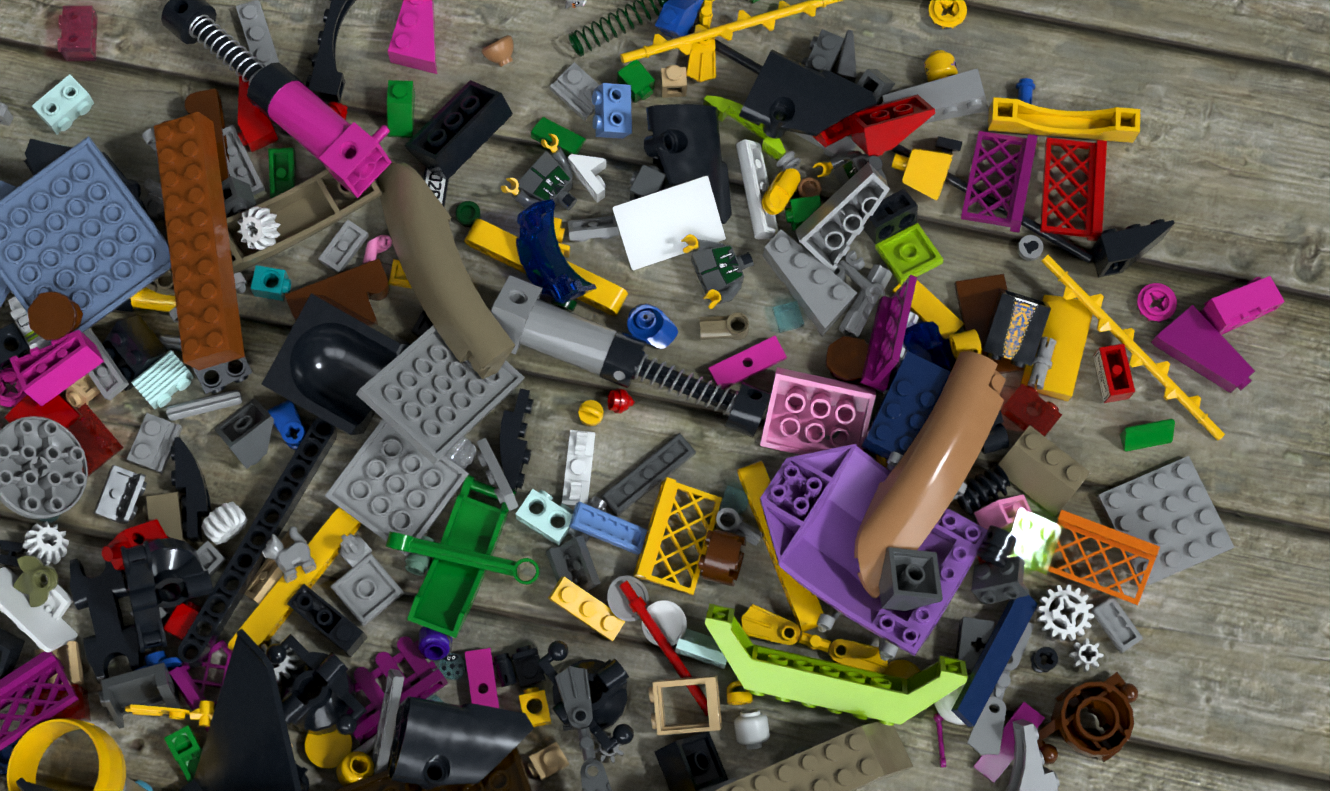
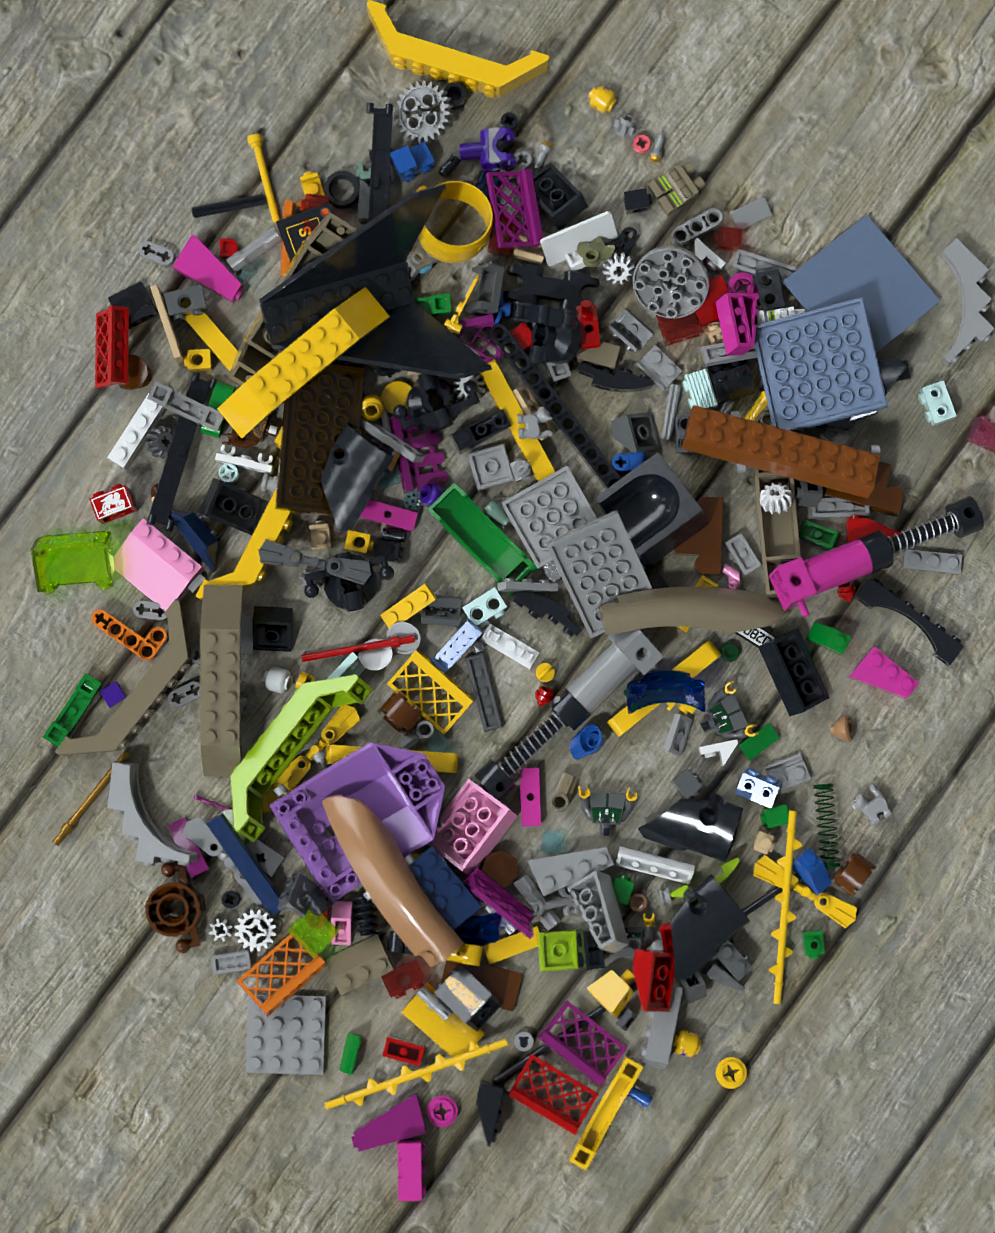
camera: 120 degrees right, 10 degrees up
(54, 315) = (771, 333): reddish brown hat -> none
(224, 523) = (578, 391): white gear -> none
(263, 275) = (745, 489): teal brick -> none
(458, 555) = (507, 505): green piece -> none
(658, 222) = (656, 784): white sticker -> none
(713, 704) = (292, 652): tan window -> none
(780, 191) = (643, 879): yellow arm -> none
(909, 579) = (321, 827): dark grey slope -> none

